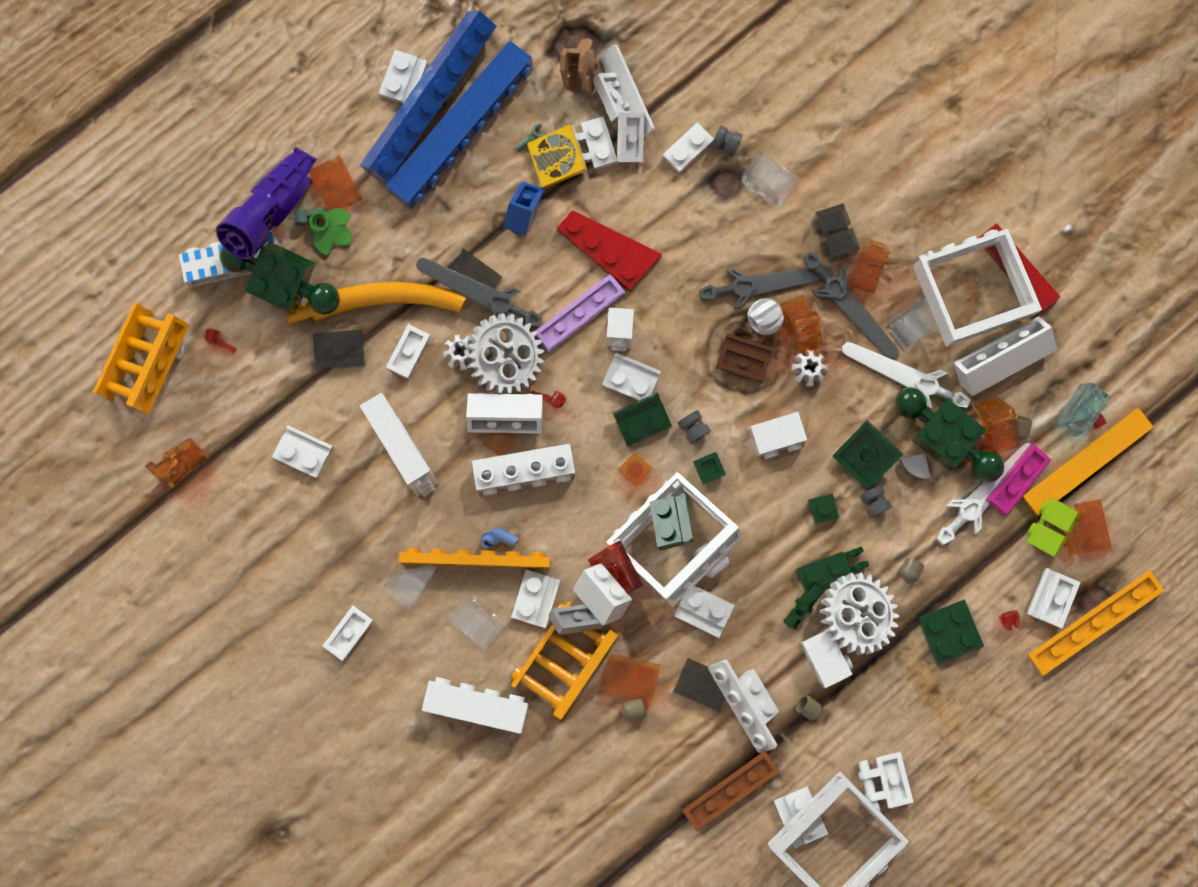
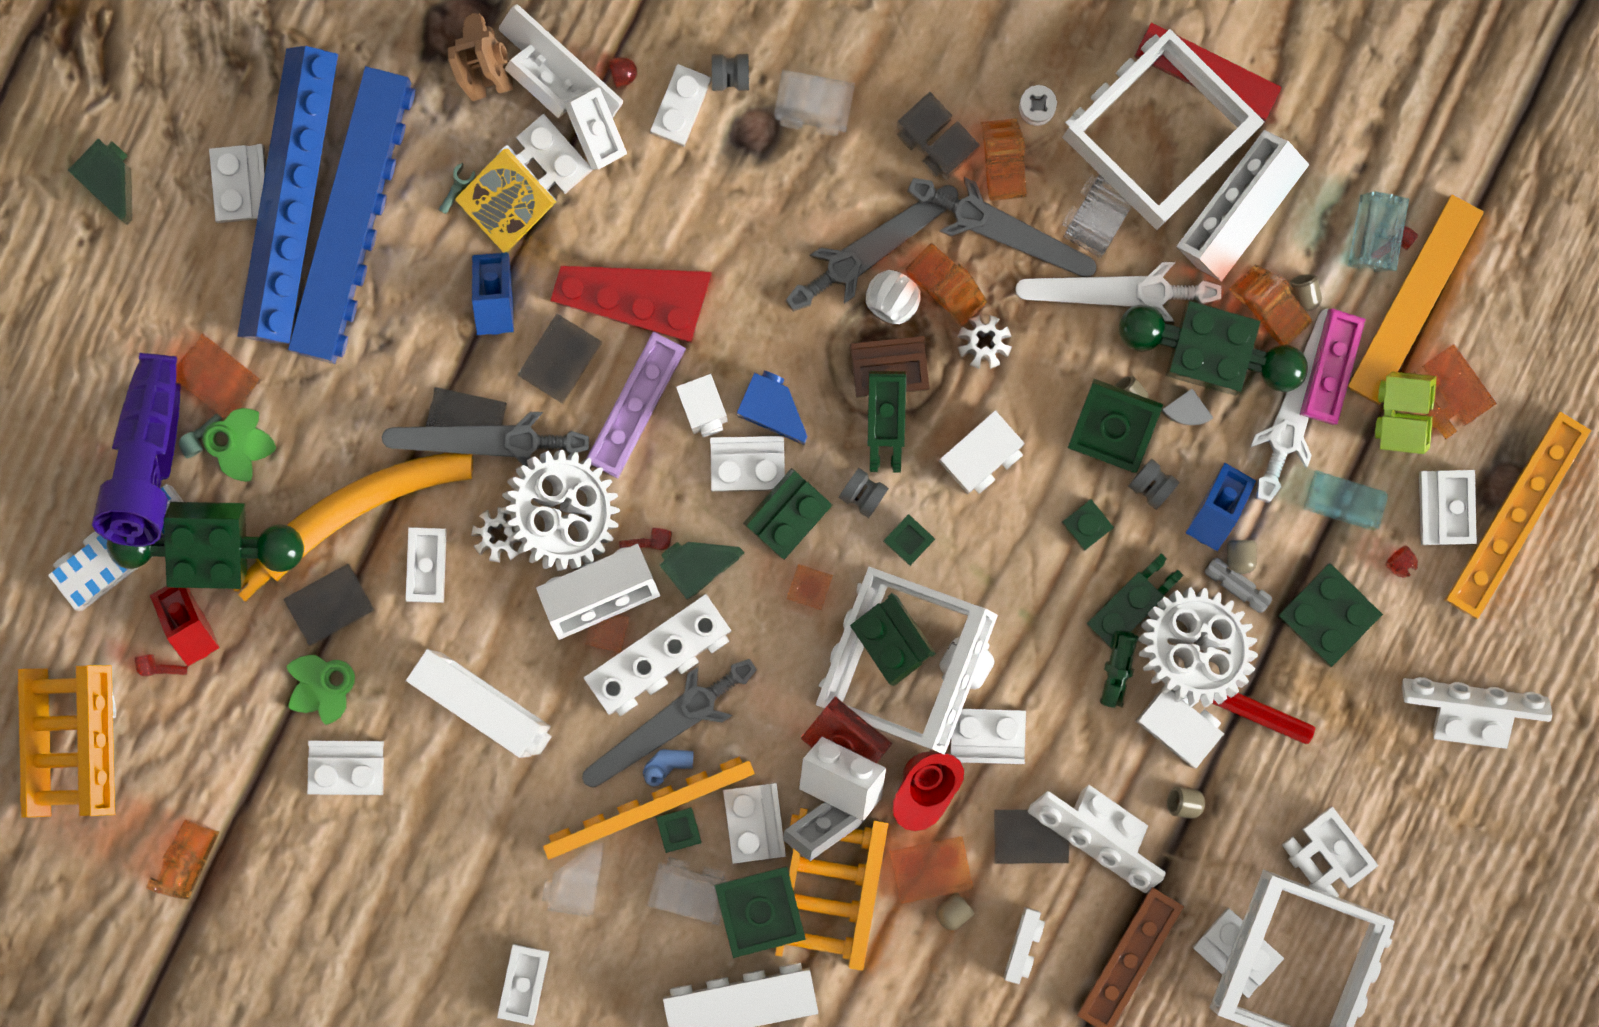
camera: 25 degrees left, 5 degrees up
(246, 321) = (184, 624): none -> red slope
(307, 396) = (316, 689): none -> bright green plate
(326, 39) = (107, 177): none -> clear green slope
(487, 581) = (678, 830): none -> dark green plate
(513, 653) = (760, 912): none -> dark green plate
(519, 512) = (681, 714): none -> dark grey sword
(546, 264) = (559, 358): none -> clear smoke plate
(573, 425) = (697, 564): none -> clear green slope
(651, 625) = (927, 789): none -> red piece
(661, 350) = (772, 407): none -> blue slope
(661, 760) = (1019, 961): none -> white plate
(663, 112) = (623, 71): none -> clear red hinge
(729, 386) = (886, 416): none -> dark green hinge
(884, 678) = (1269, 717): none -> red axle
(901, 587) = (1238, 585): none -> light grey axle
(902, 246) = (1033, 110): none -> white wheel
(911, 534) = (1221, 507): none -> blue slope
(990, 566) = (1346, 501): none -> clear light blue hinge
(1015, 734) = (1475, 713): none -> white bracket

